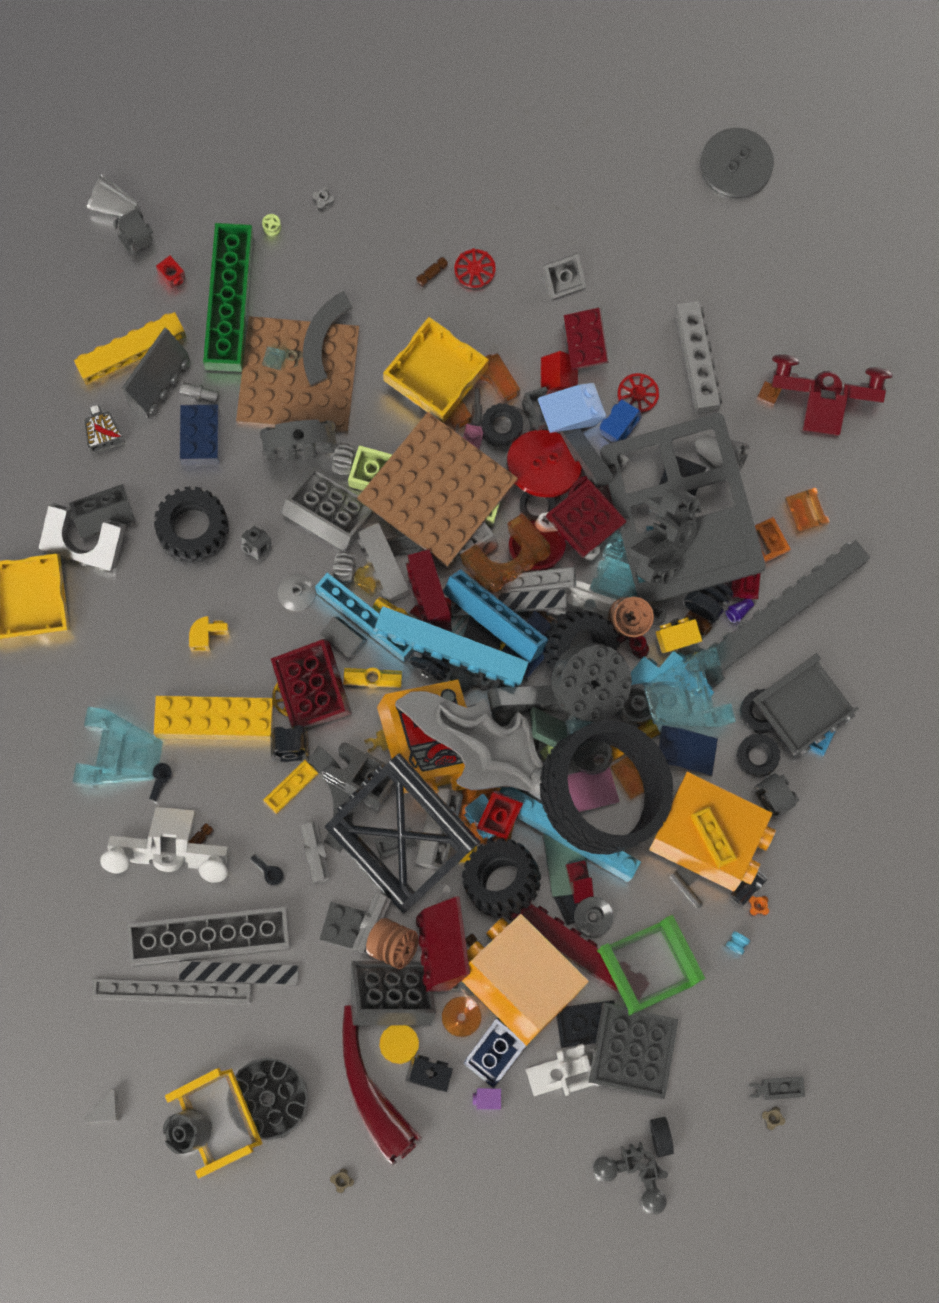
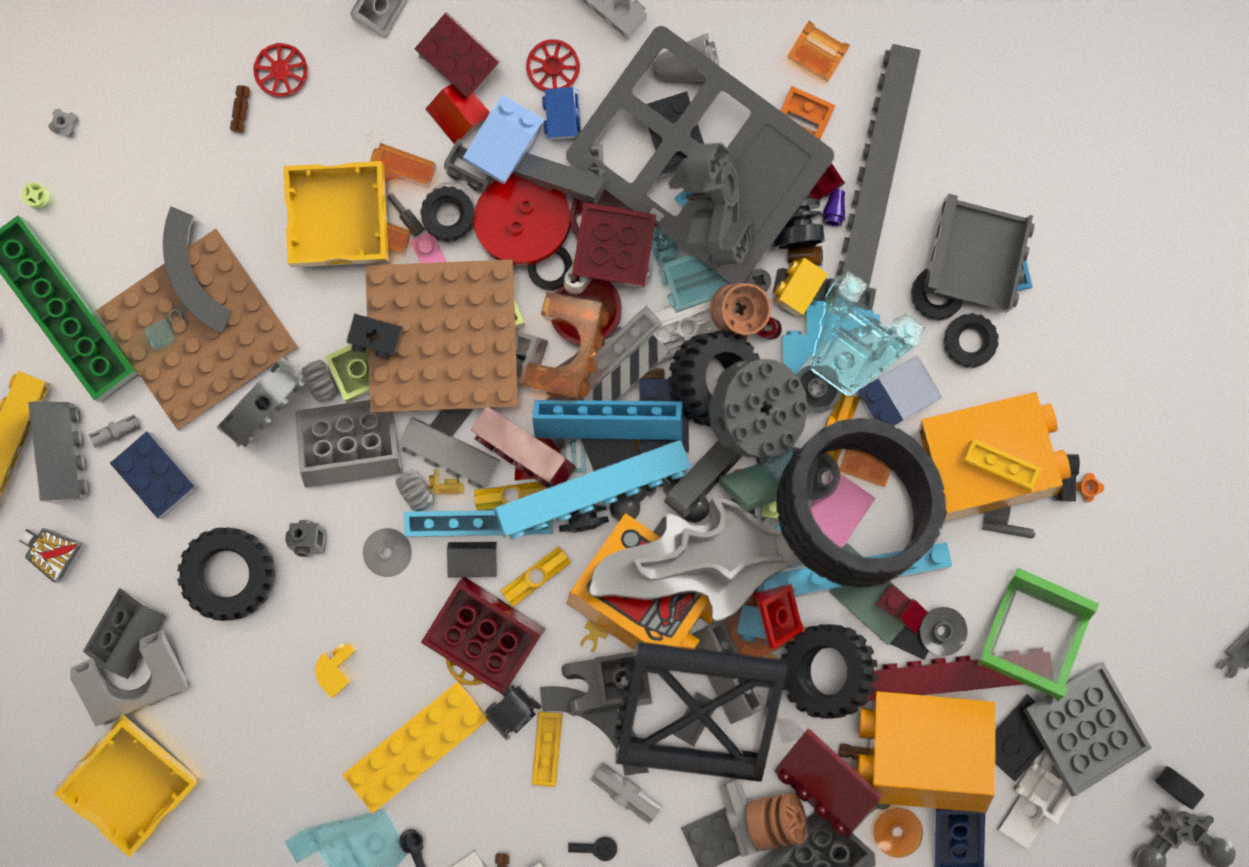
camera: 40 degrees left, 10 degrees up
(395, 443) = (364, 326): none -> black brick
(738, 943) = (1099, 541): medium azure wheel -> none
(776, 795) = (1021, 367): dark grey brick -> none

